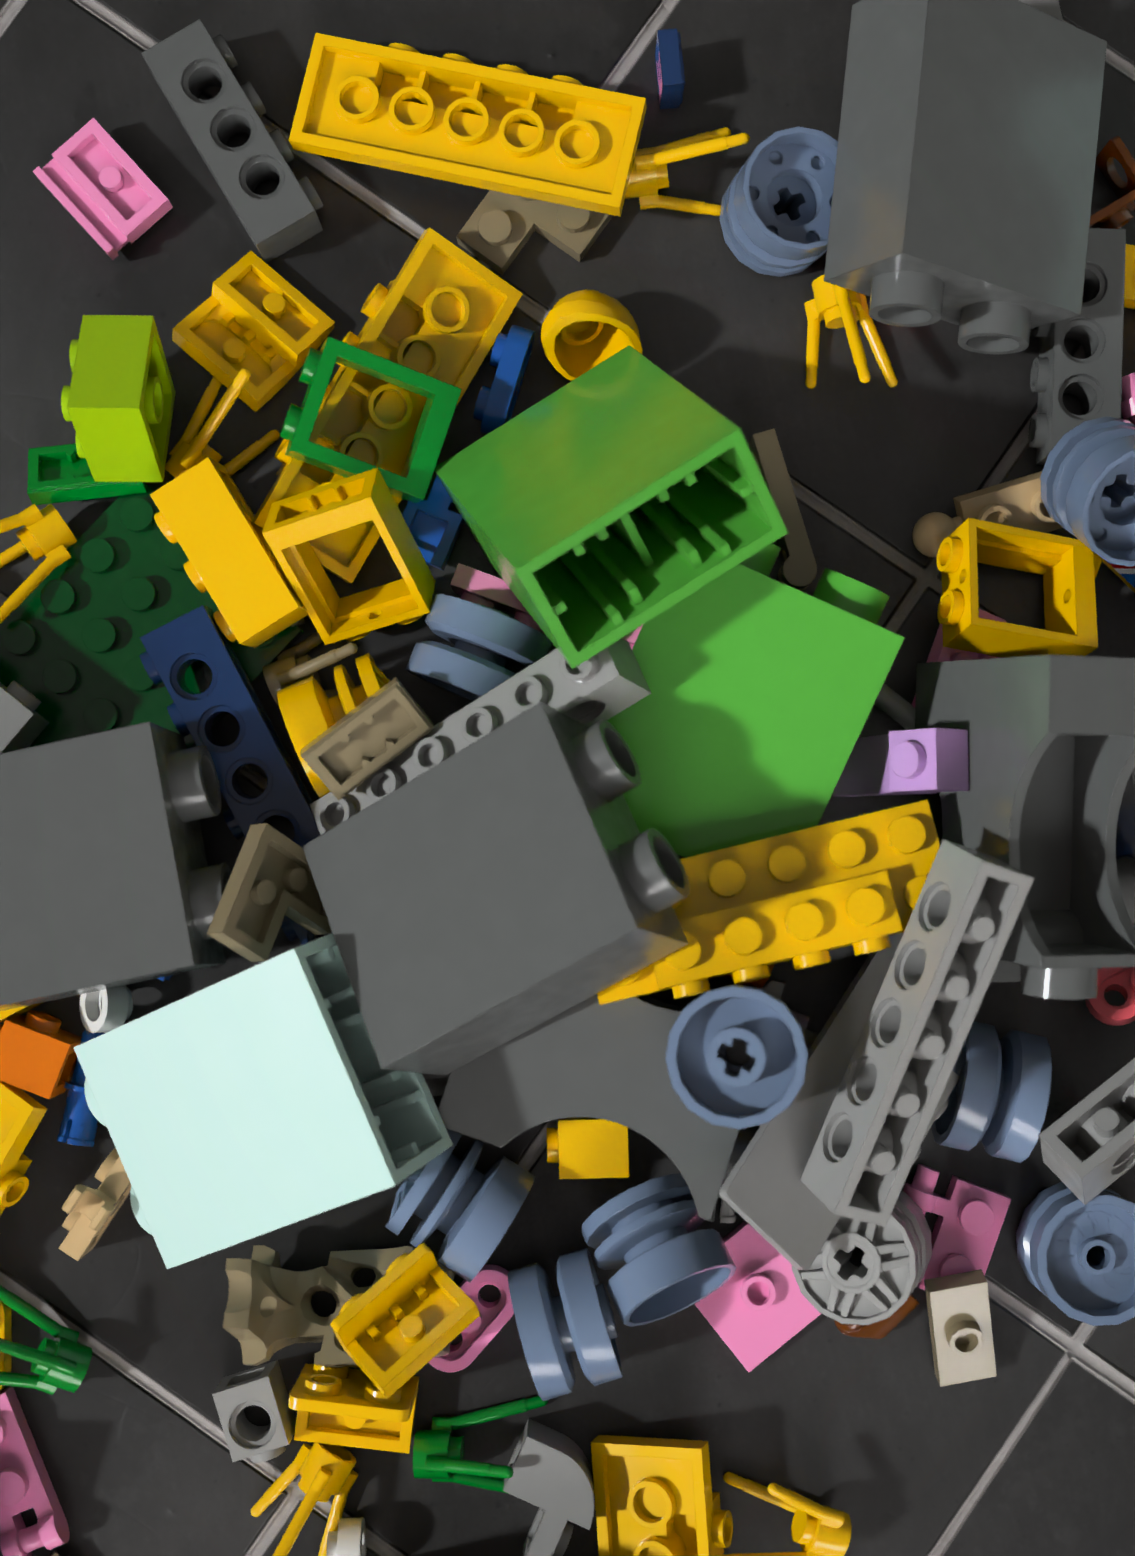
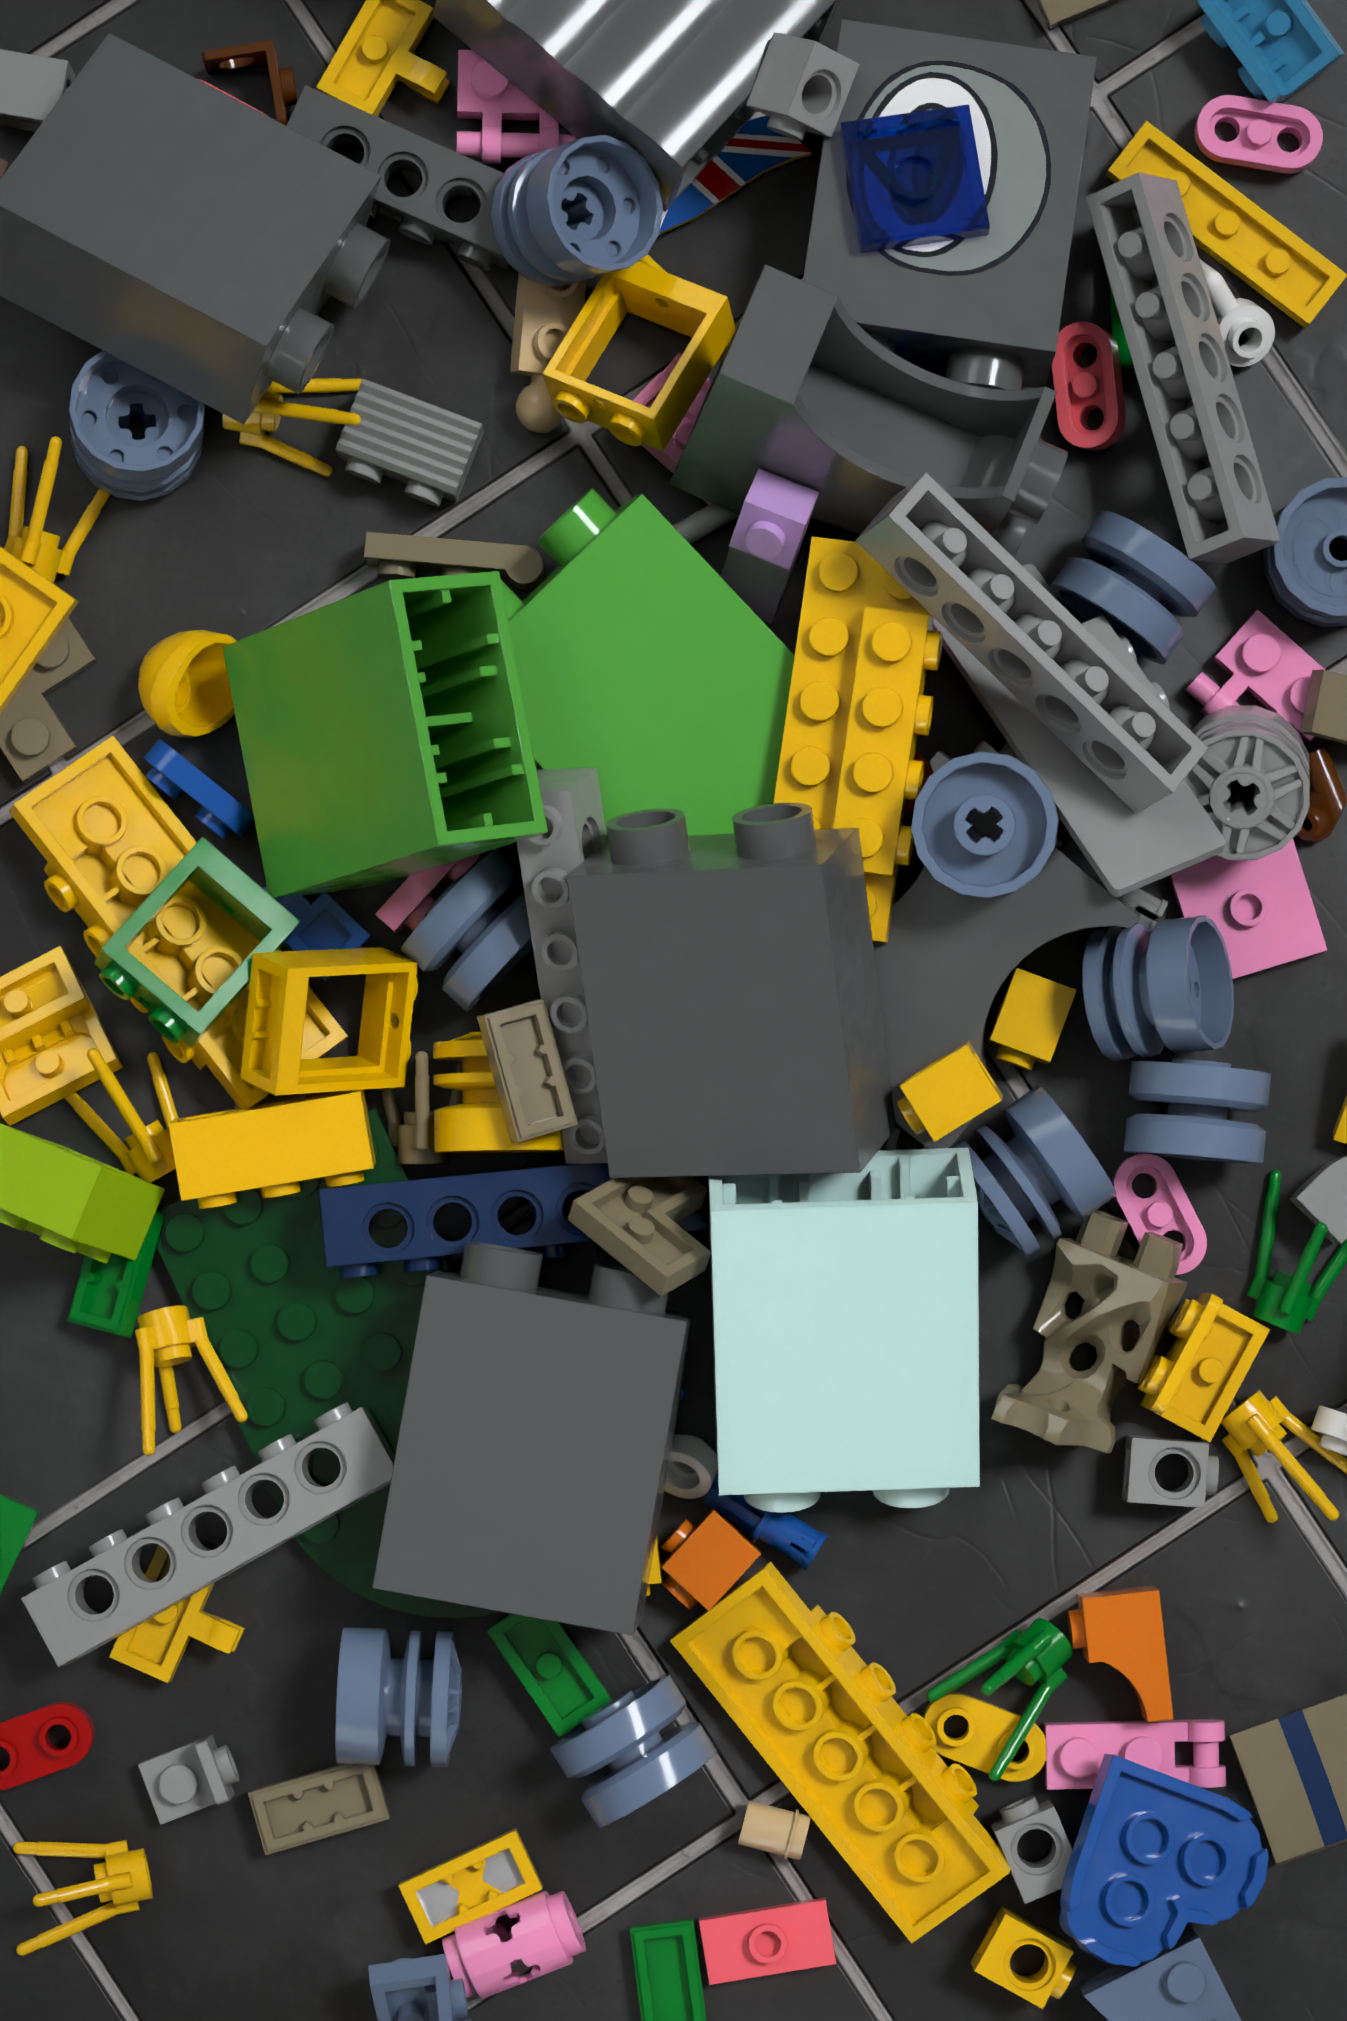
camera: 70 degrees left, 0 degrees up
(94, 1209) = (890, 1548): tan plate -> none
(105, 1431) = (1128, 1634): none -> orange arch
(403, 1319) = (1122, 1266): yellow bracket -> none
(490, 1112) = (948, 1093): none -> yellow brick
(861, 437) = (409, 443): none -> light grey brick

